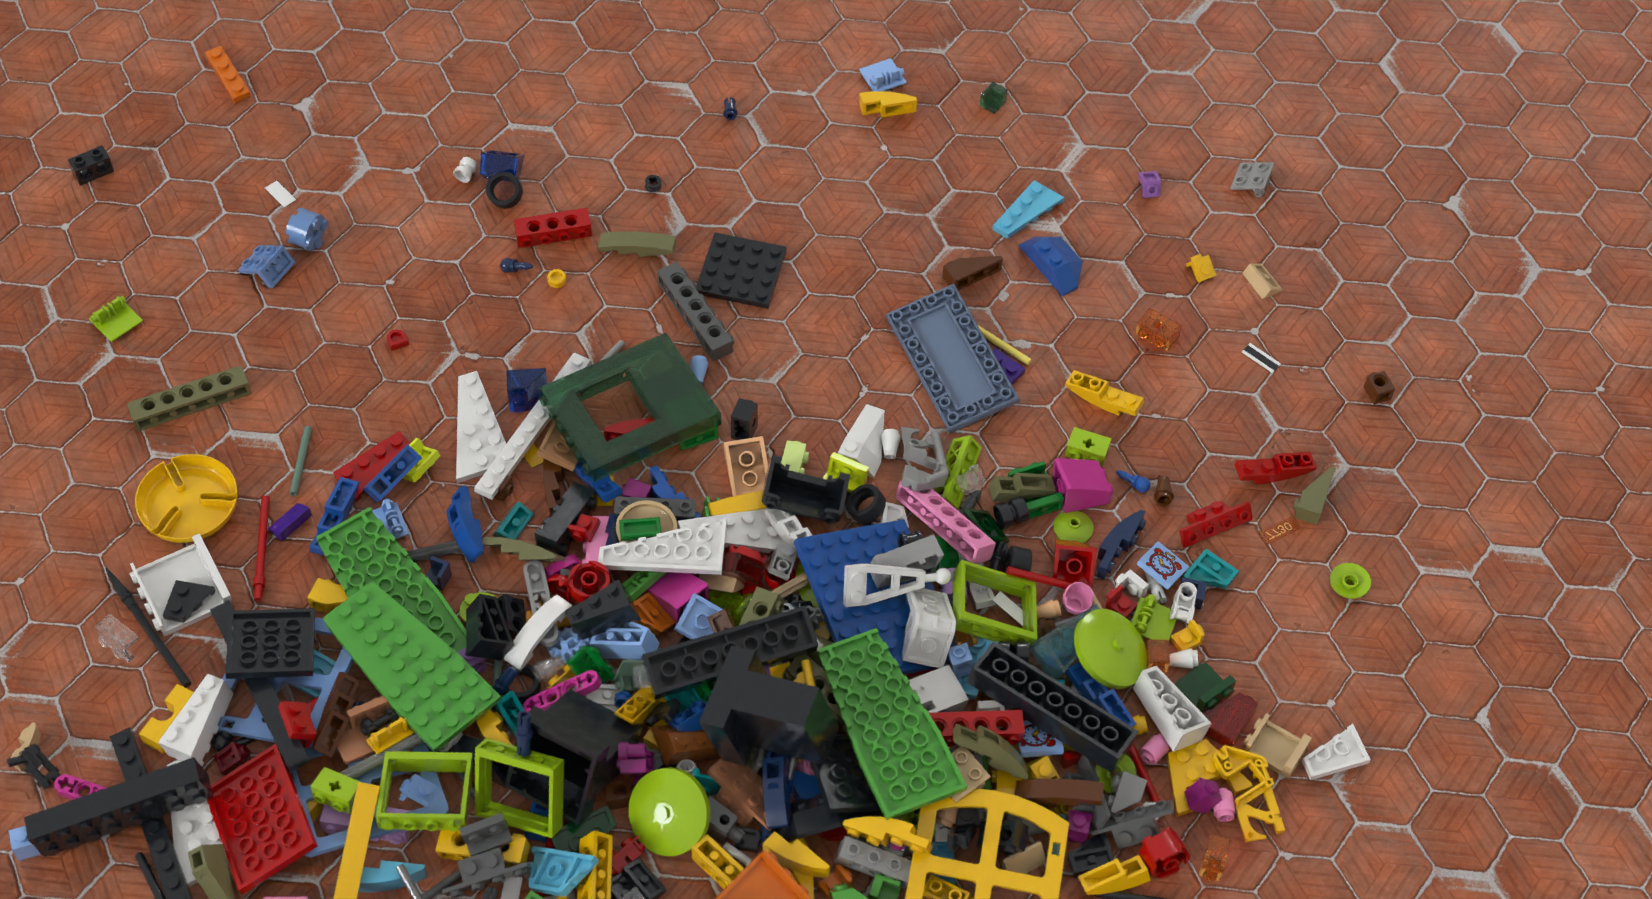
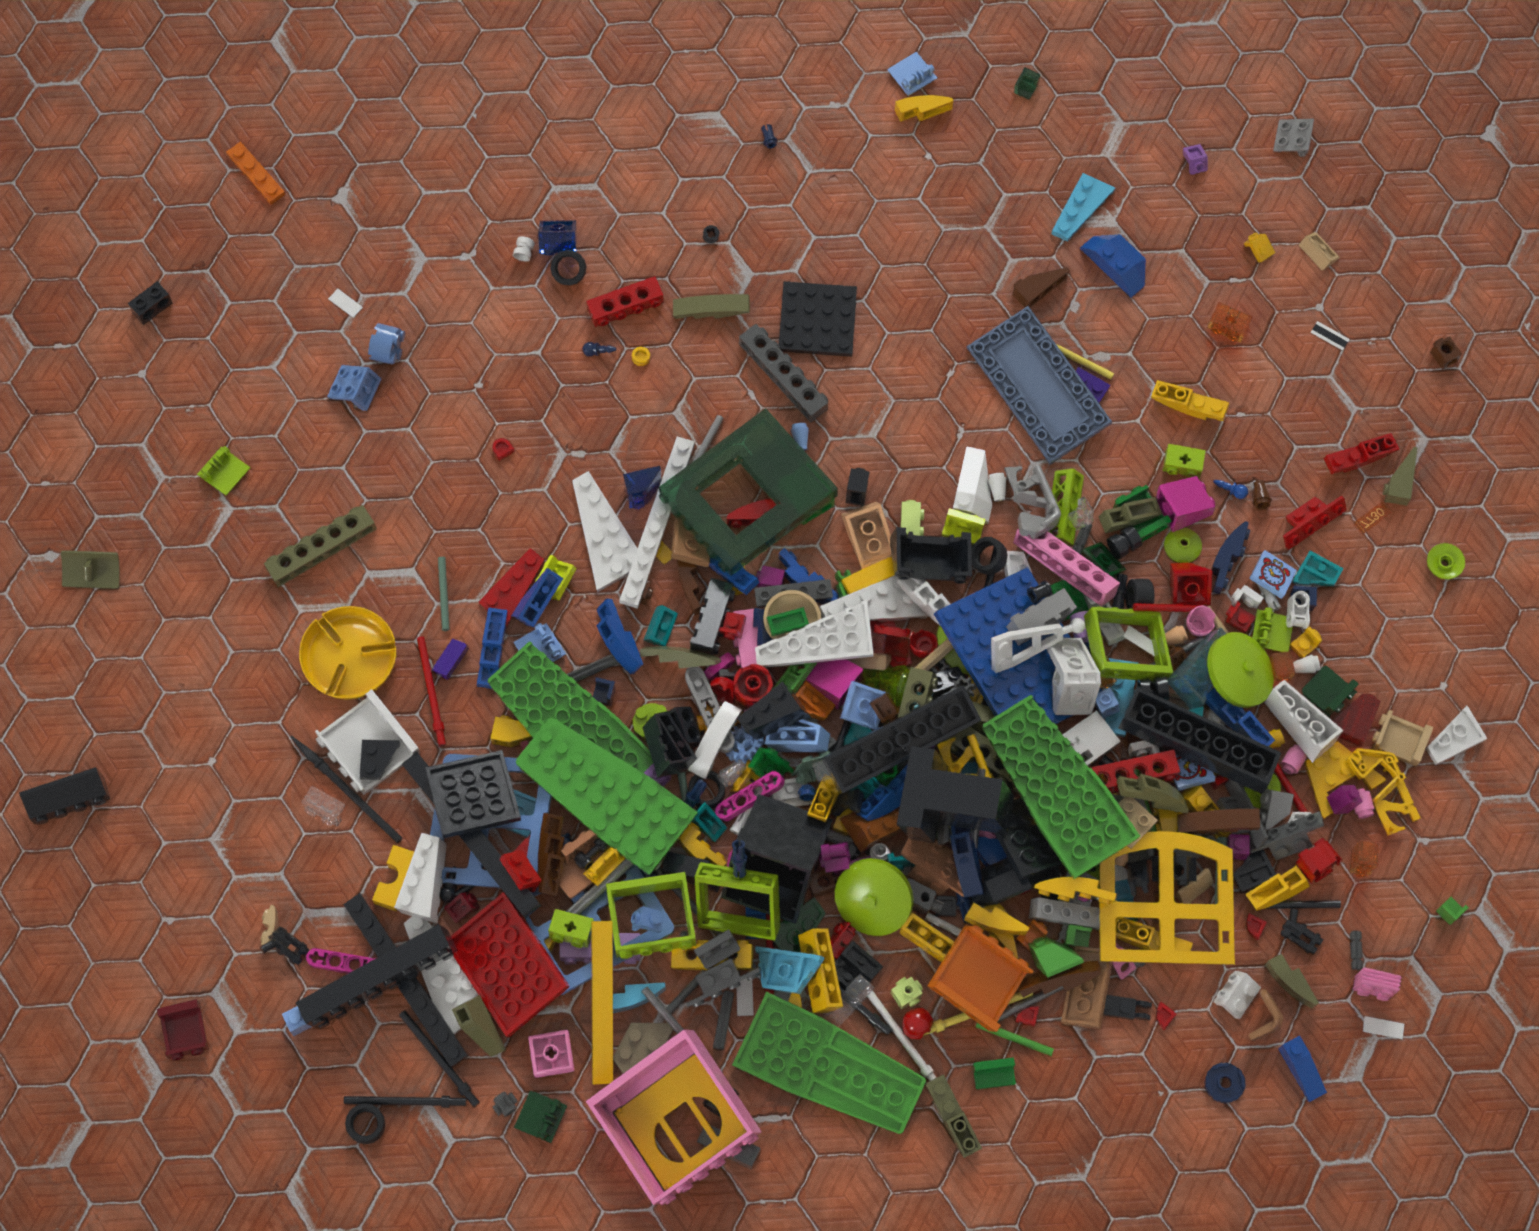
camera: 10 degrees left, 15 degrees up
(782, 560) = (925, 632): light grey slope -> none

